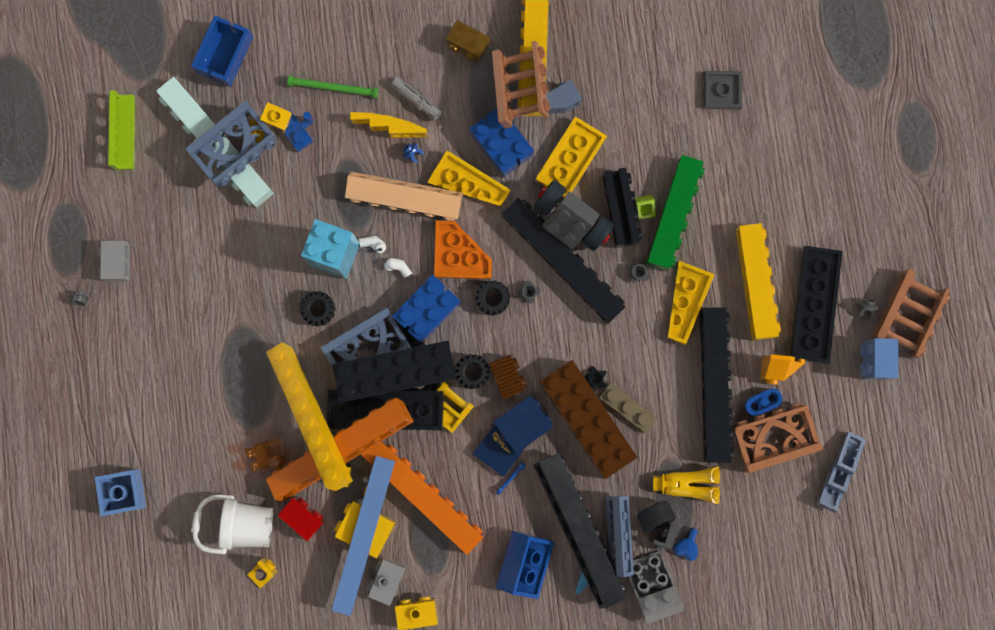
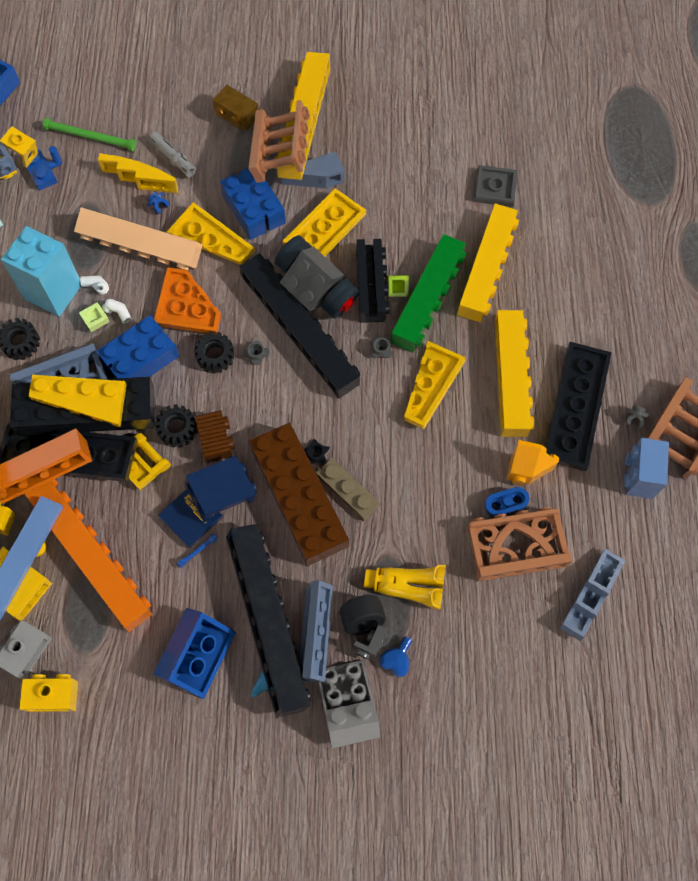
camera: 10 degrees right, 15 degrees down
(379, 278) = (94, 317): none -> yellowish green plate
(402, 369) = (91, 397): none -> yellow wing
(715, 385) = (452, 478): black brick -> none
(724, 174) = (487, 263): none -> yellow brick

